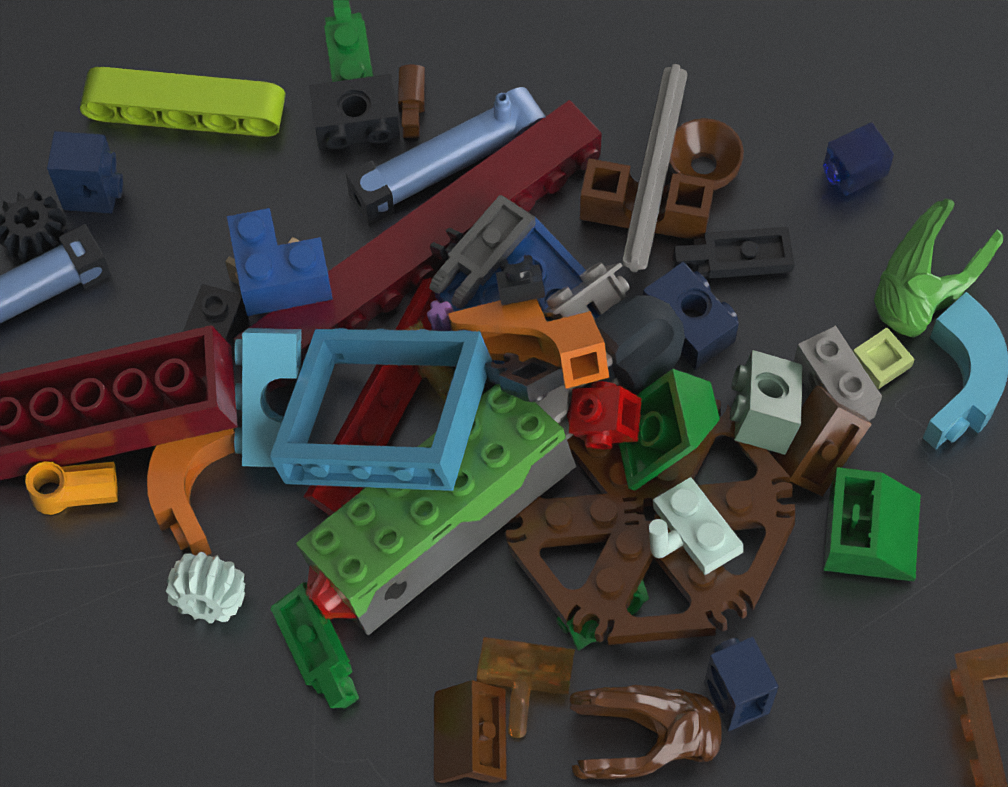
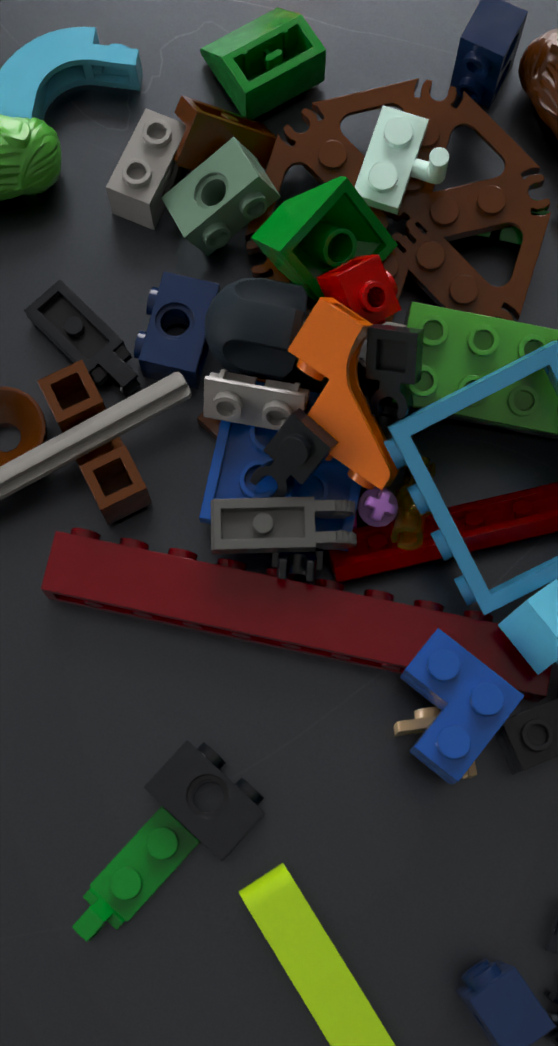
camera: 130 degrees left, 10 degrees up
(381, 187) = (182, 671): medium blue piece -> none
(411, 98) = (144, 760): reddish brown bar -> none
(883, 357) = (94, 154): yellowish green plate -> none

